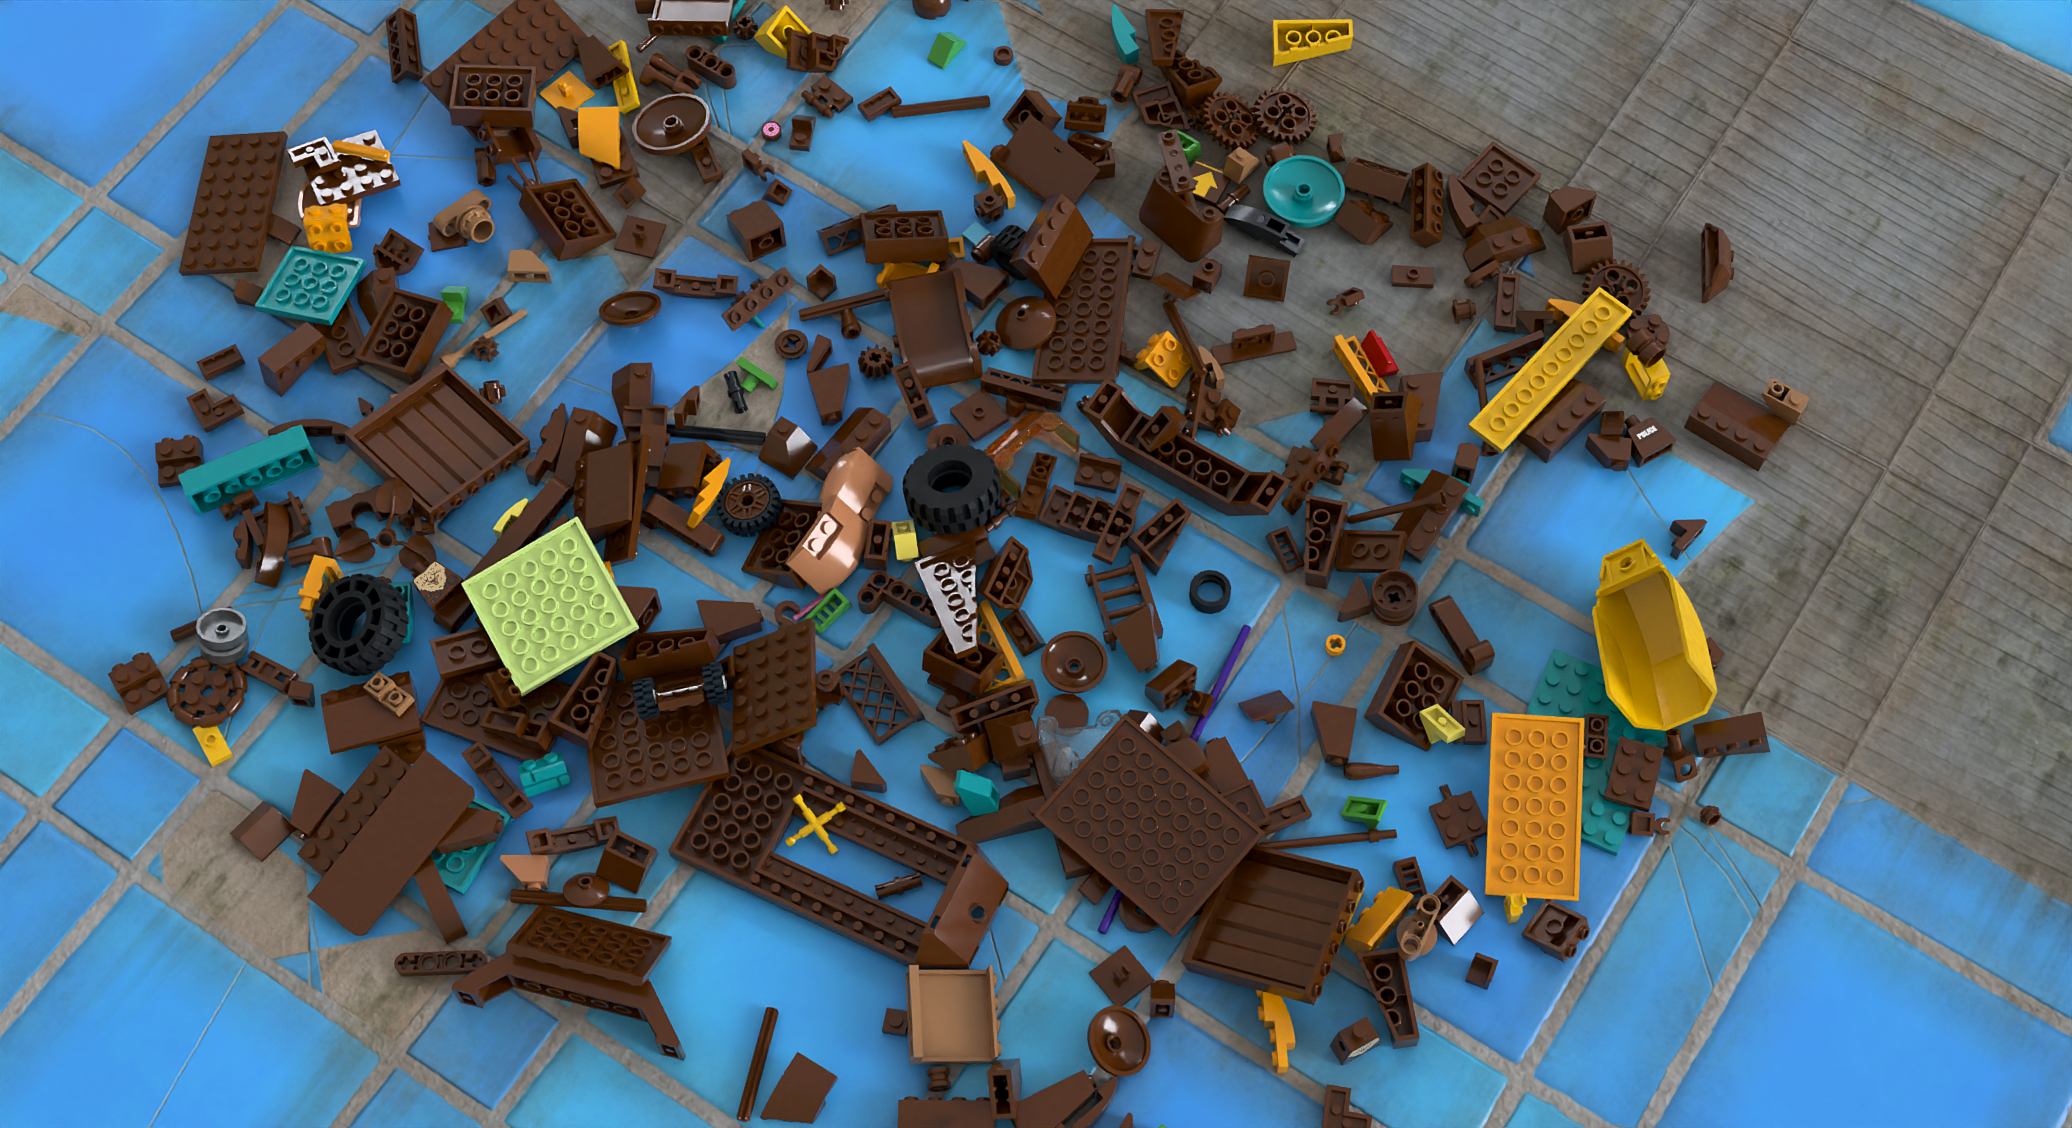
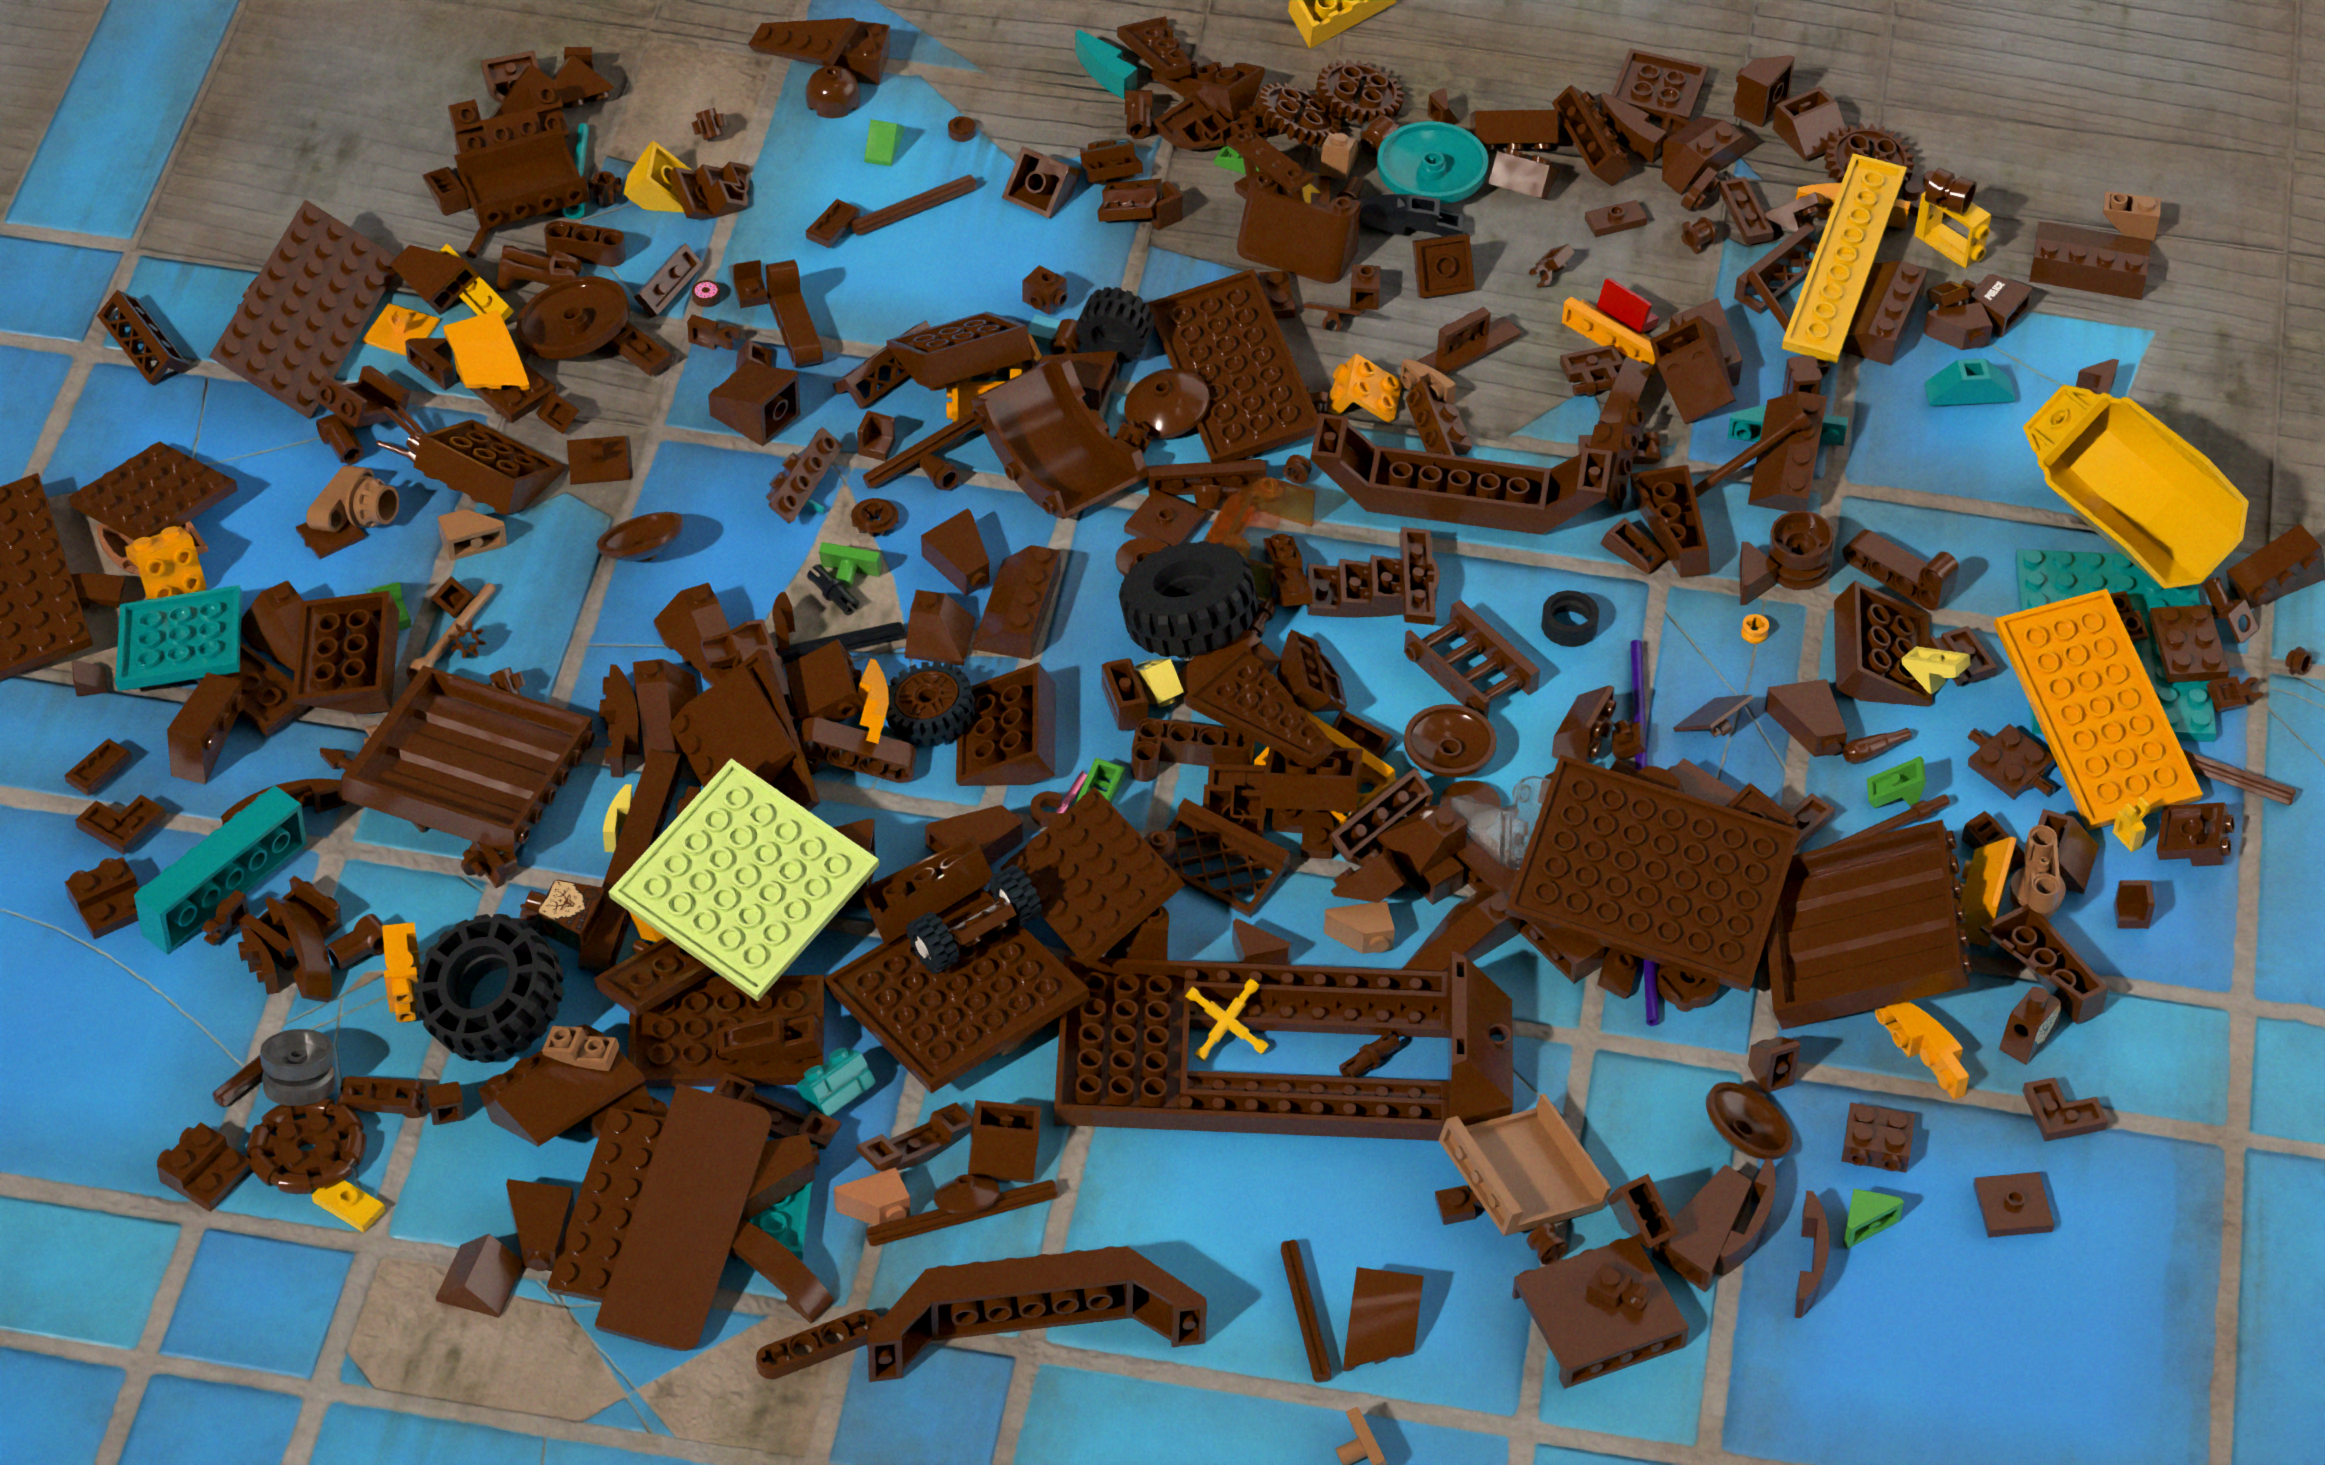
camera: 25 degrees left, 15 degrees down
(316, 150) = (103, 478): plate -> none
(345, 512) = (419, 855): reddish brown arch -> none
(358, 548) = (459, 828): reddish brown plant -> none
(361, 150) = (163, 462): light orange axle -> none
(397, 252) = (275, 564): reddish brown slope -> none
(493, 94) = (320, 340): reddish brown slope -> none
(501, 689) = (725, 1003): reddish brown hips -> none
(584, 705) = (851, 983): reddish brown wedge -> none
(589, 945) = (1019, 1238): reddish brown plate -> none
(695, 287) = (712, 491): reddish brown slope -> none
(750, 114) = (668, 280): none -> reddish brown plate
(815, 169) = (792, 314): none -> reddish brown beam
(820, 353) = (919, 512): reddish brown slope -> none
(830, 547) = (1069, 711): nougat slope -> none
(831, 94) = (758, 236): reddish brown plate -> none
(858, 483) = (1064, 648): nougat slope -> none
(875, 362) = (999, 502): reddish brown gear -> none
(907, 653) = (1237, 795): none -> reddish brown slope
(914, 395) = (1077, 517): reddish brown slope -> none
(977, 793) = (1418, 916): teal slope -> none
(986, 171) = (1017, 255): light orange slope -> none
(1042, 169) = (1092, 226): reddish brown door -> none
(1053, 245) = (1162, 295): reddish brown slope -> none
(1098, 472) = (1354, 535): reddish brown bracket -> none
(1121, 976) = (1704, 1060): reddish brown piece -> none
(1139, 638) = (1519, 687): reddish brown slope -> none
(1159, 535) = (1476, 573): reddish brown wedge -> none
(1162, 427) = (1416, 451): reddish brown slope -> none
(1185, 338) = (1380, 358): reddish brown axle -> none
(1206, 1084) = (1878, 1137): none -> reddish brown plate
(1227, 416) = (1480, 427): reddish brown plate -> none
(1370, 551) = (1743, 511): reddish brown plate -> none
(1590, 502) = (1969, 383): none -> teal slope
(1613, 892) = (2240, 778): none -> reddish brown axle
(1715, 261) = (1964, 95): reddish brown wedge -> none

